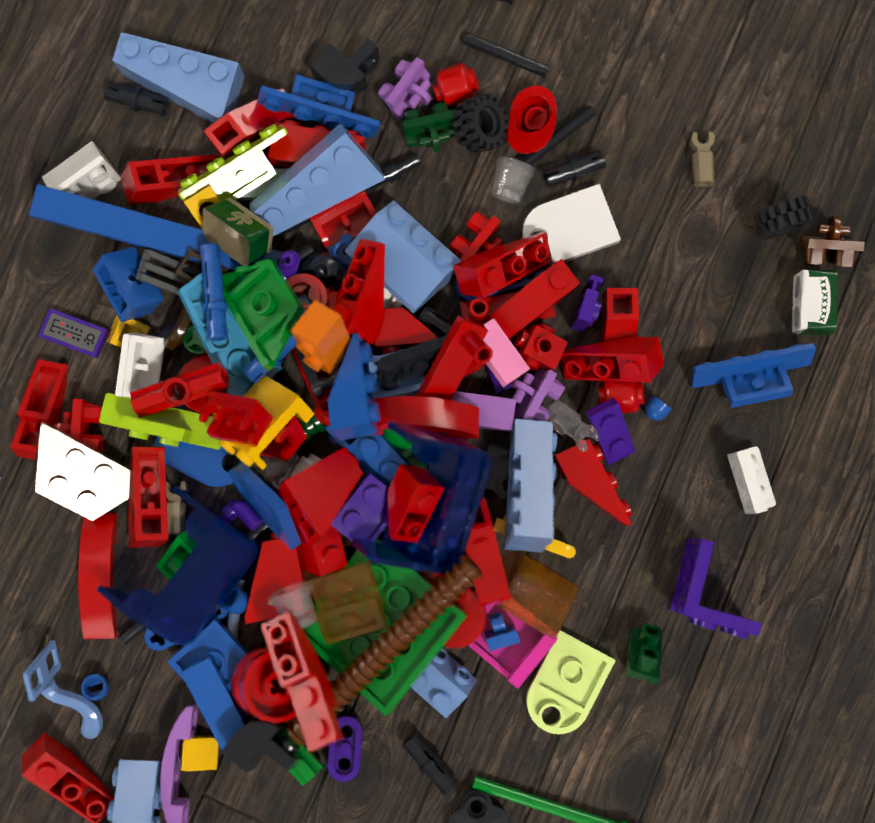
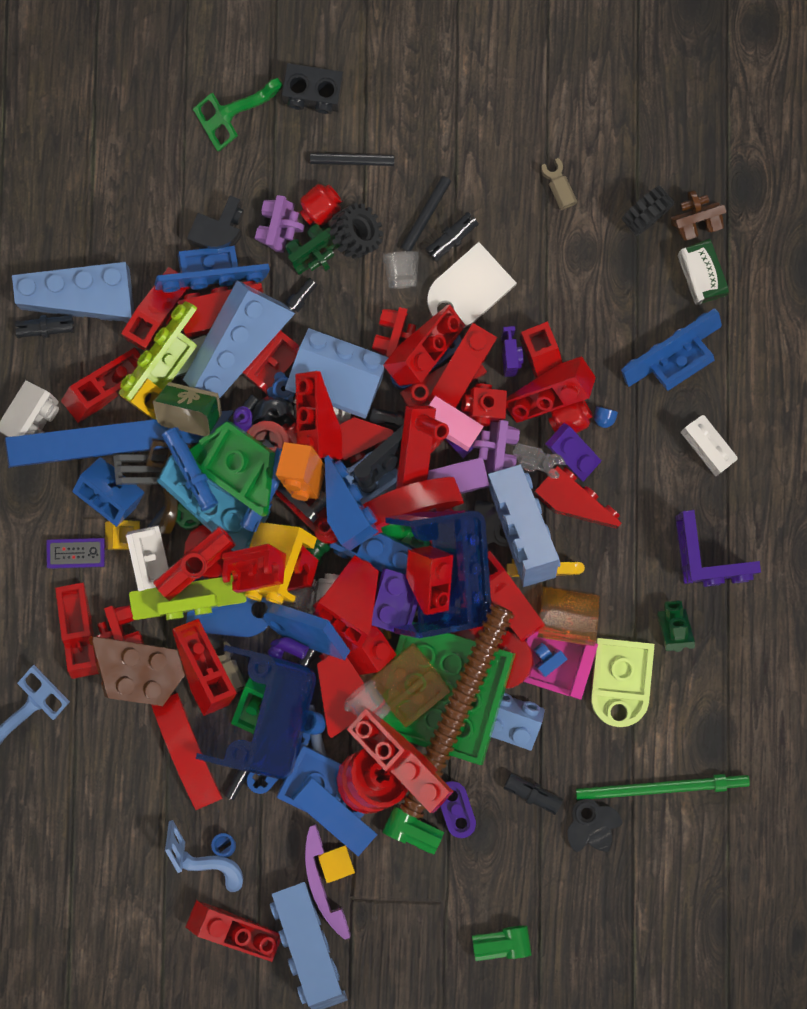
camera: 25 degrees left, 0 degrees up
(260, 738) = (380, 827): black brick -> none
(532, 119) = (399, 211): red piece -> none

